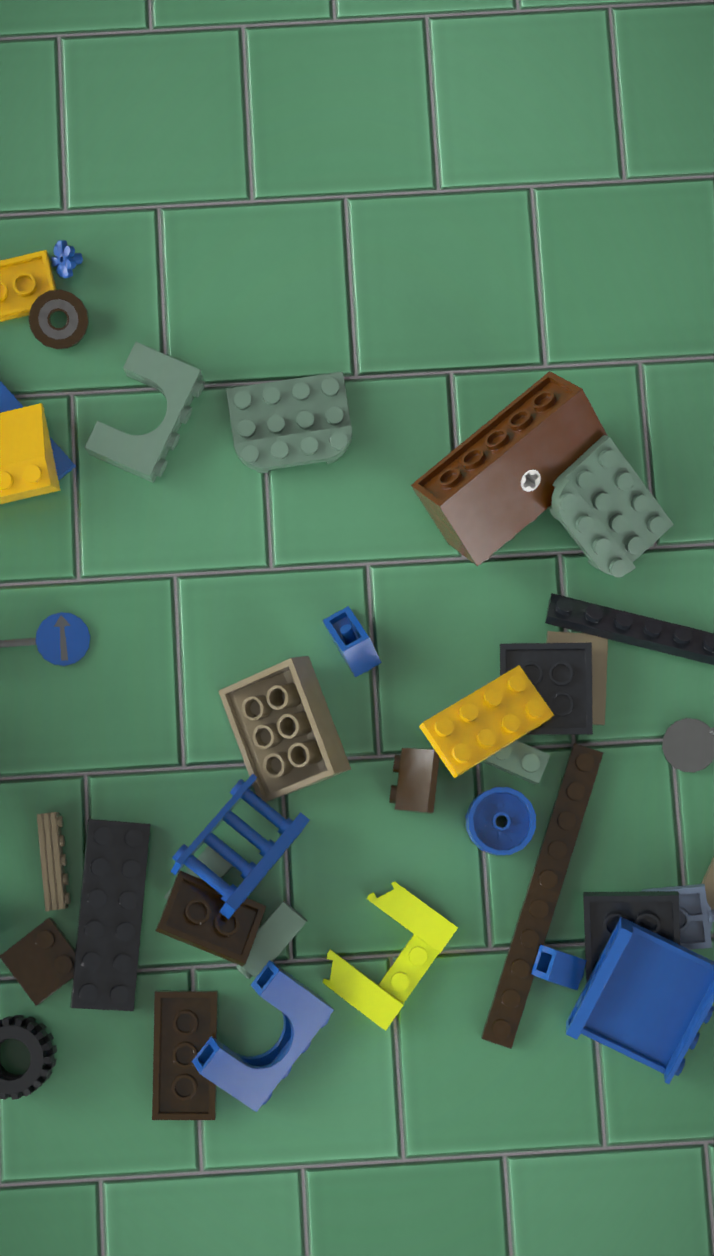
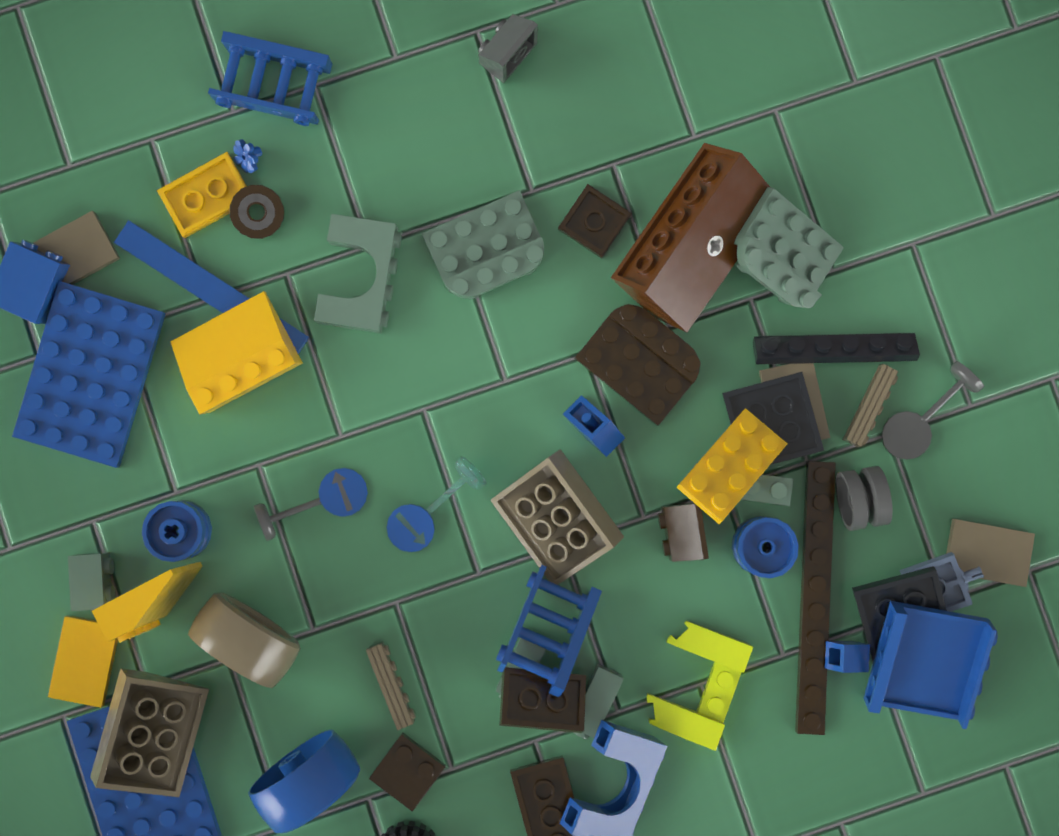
camera: 20 degrees left, 5 degrees up
(110, 915) = (453, 717): black plate -> none
(114, 158) = (264, 52): none -> blue fence
(126, 695) = (413, 527): none -> piece
(372, 220) = (508, 47): none -> dark grey slope
(414, 425) = (594, 221): none -> dark brown tile
(422, 586) = (641, 361): none -> dark brown plate
(622, 797) = (864, 498): none -> dark grey wheel
(658, 702) = (871, 405): none -> dark tan piece

